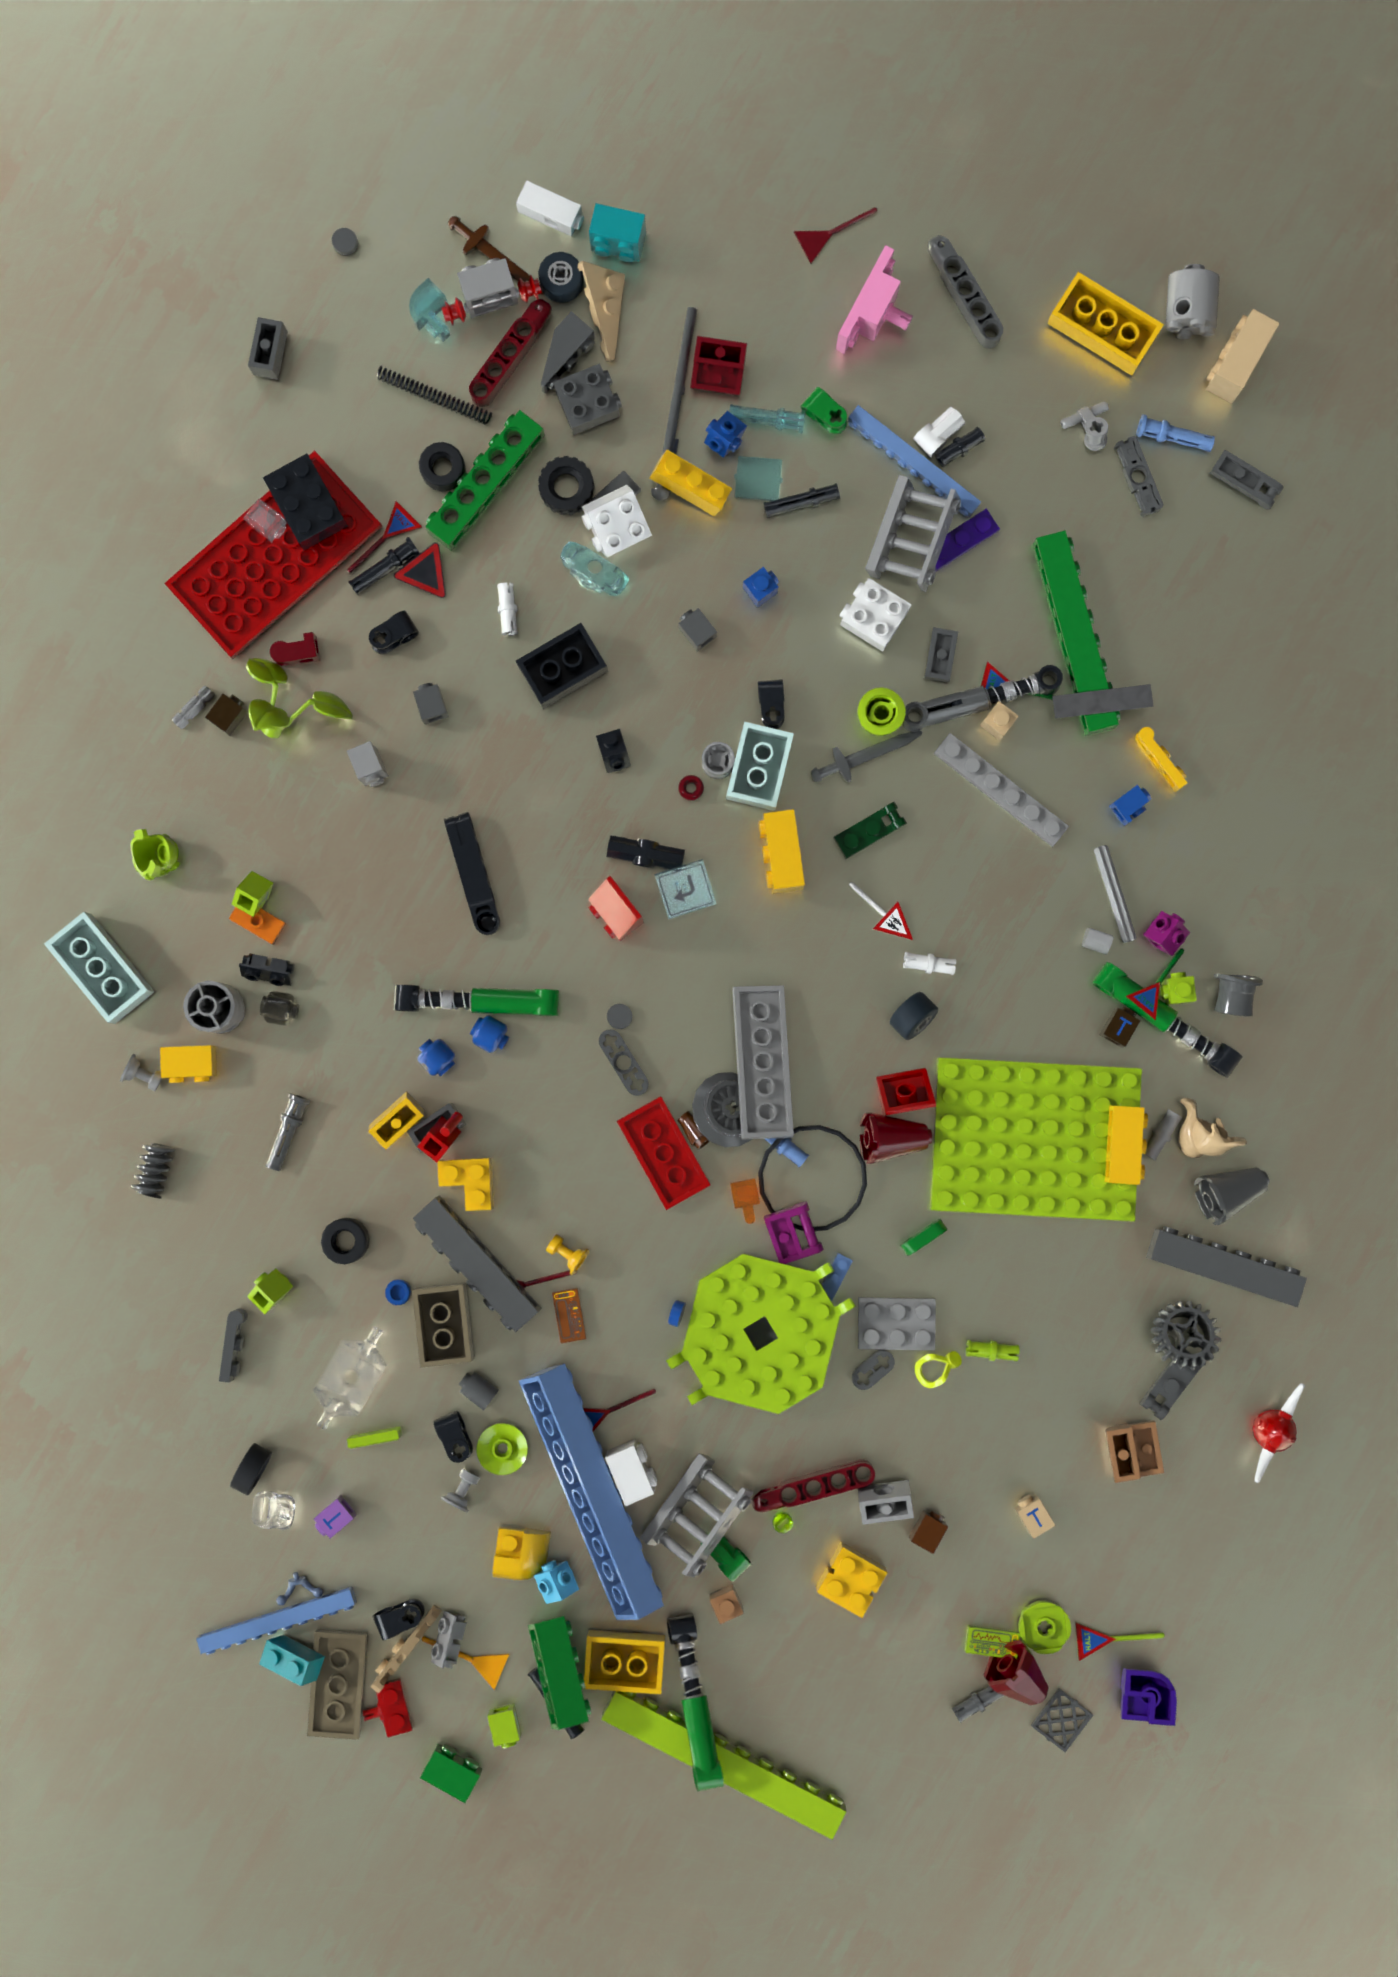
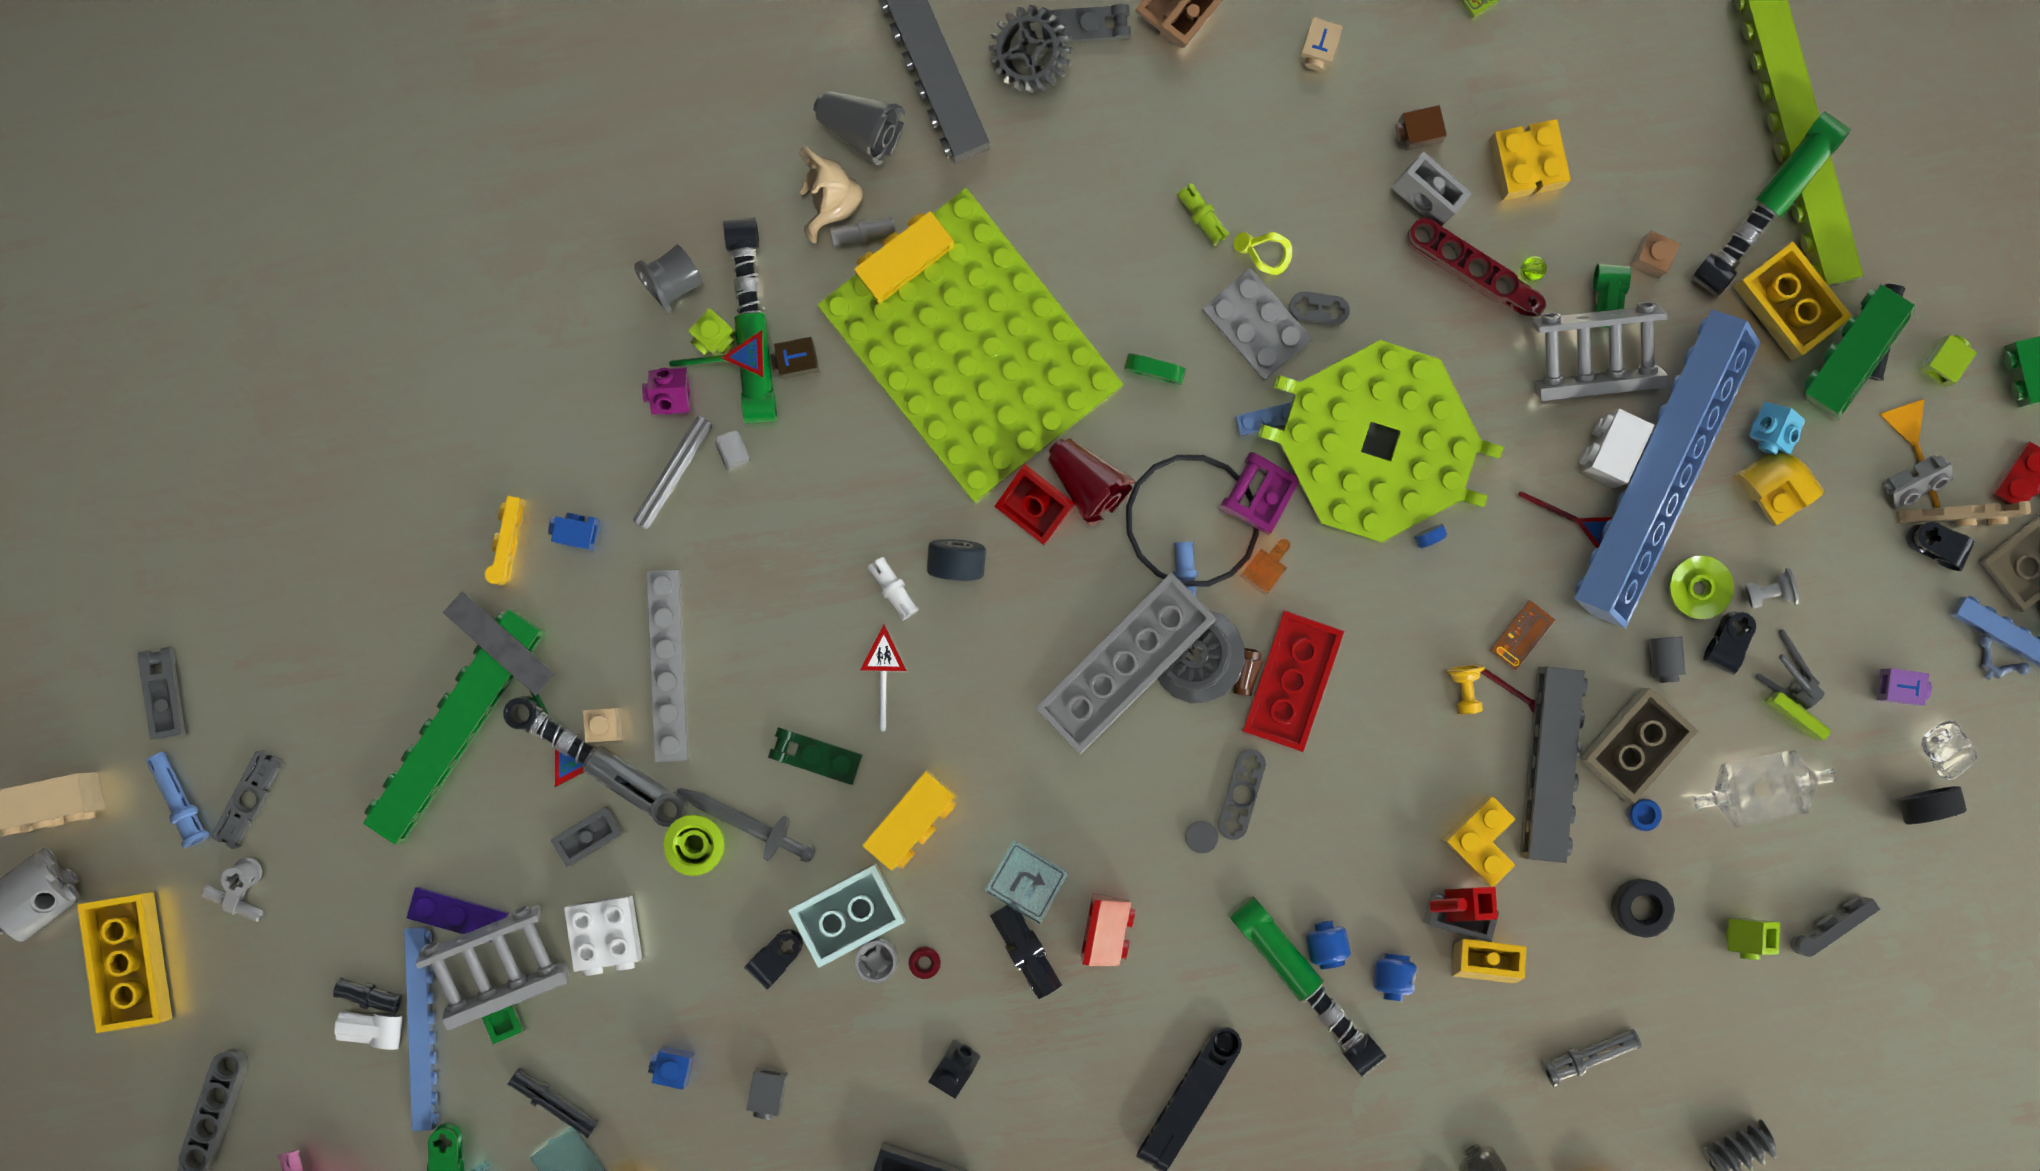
camera: 135 degrees left, 0 degrees up
(385, 1456) = (1805, 687): none -> dark grey plant
(873, 511) = (503, 1024): none -> green plate

